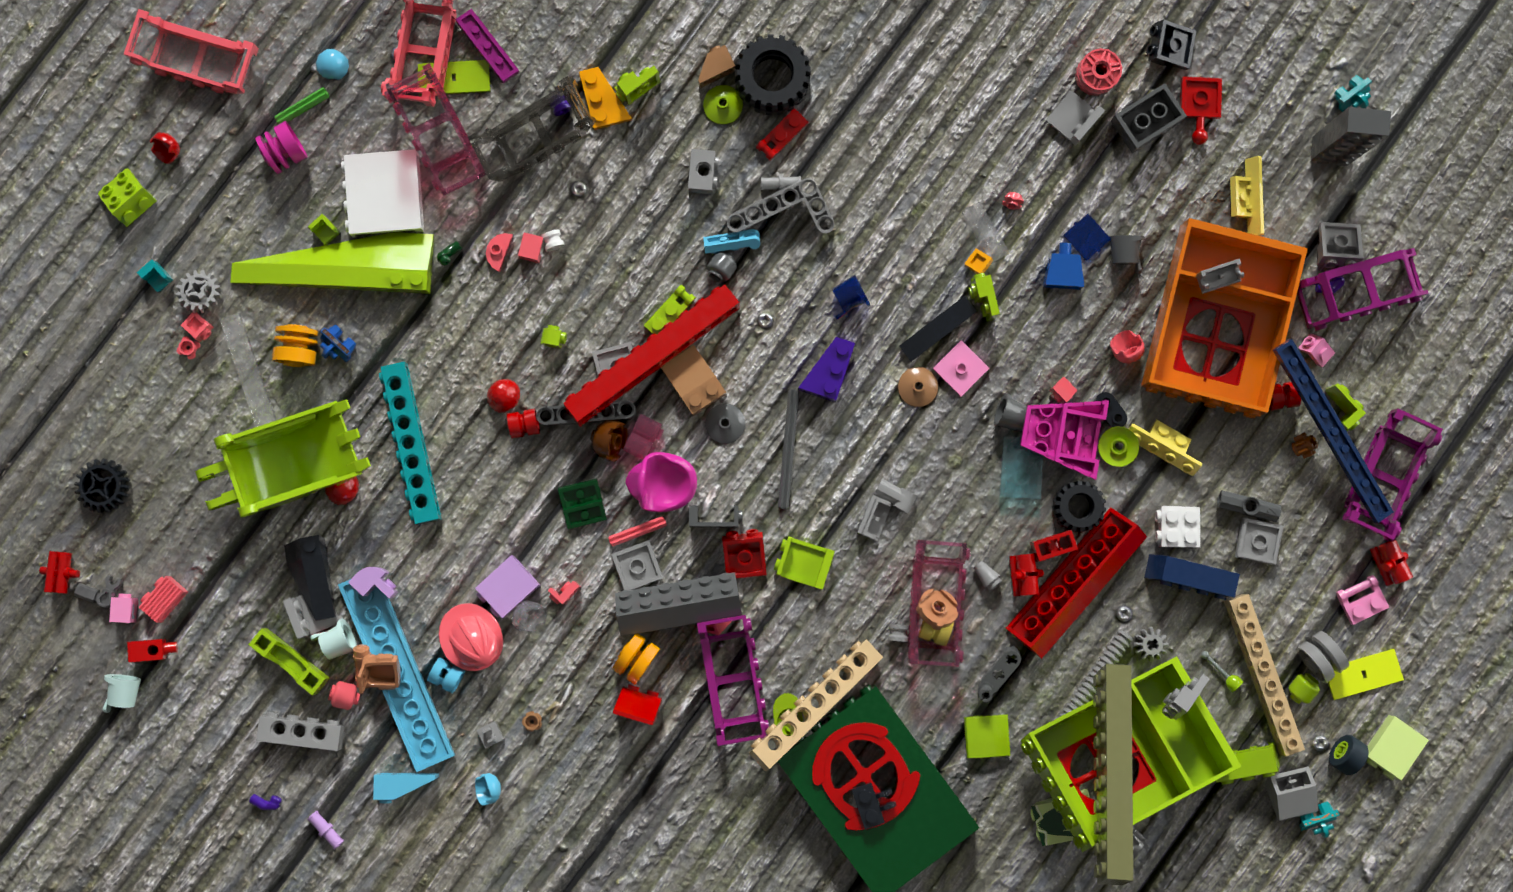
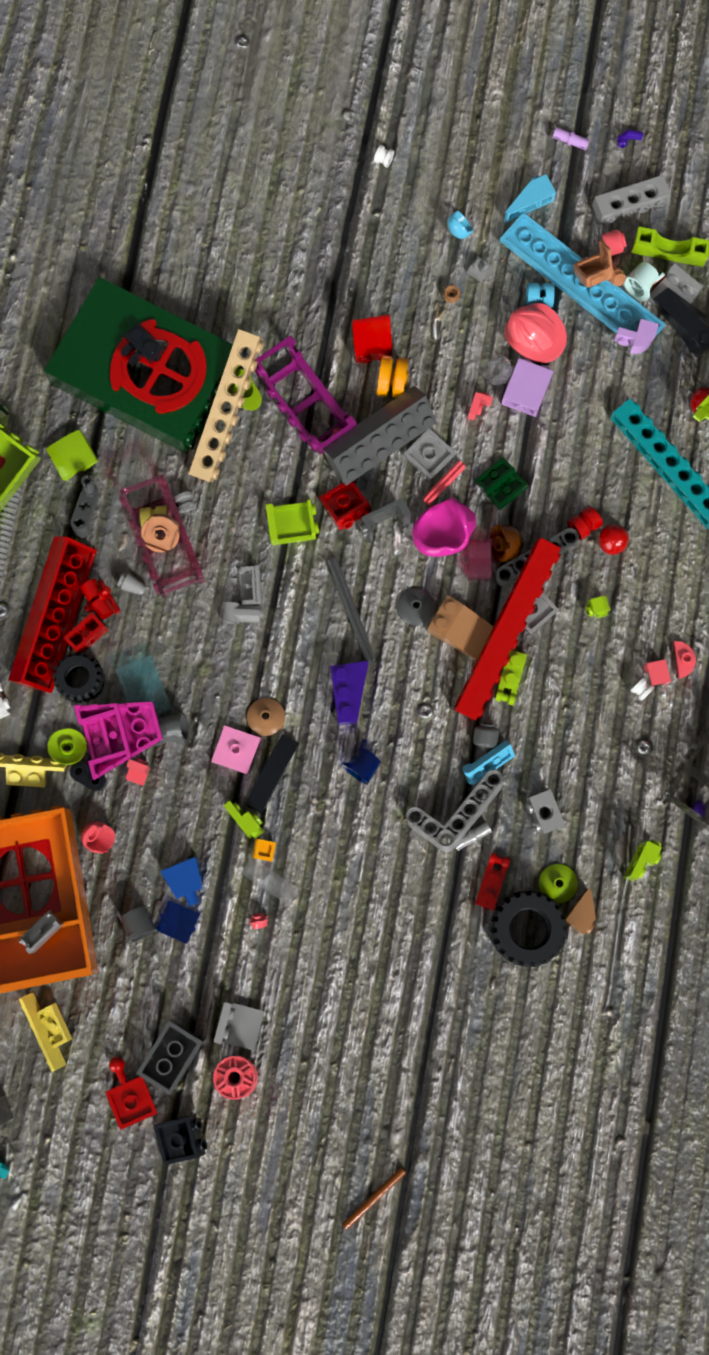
camera: 155 degrees right, 5 degrees down
(602, 100) = (663, 829): light orange wing -> none

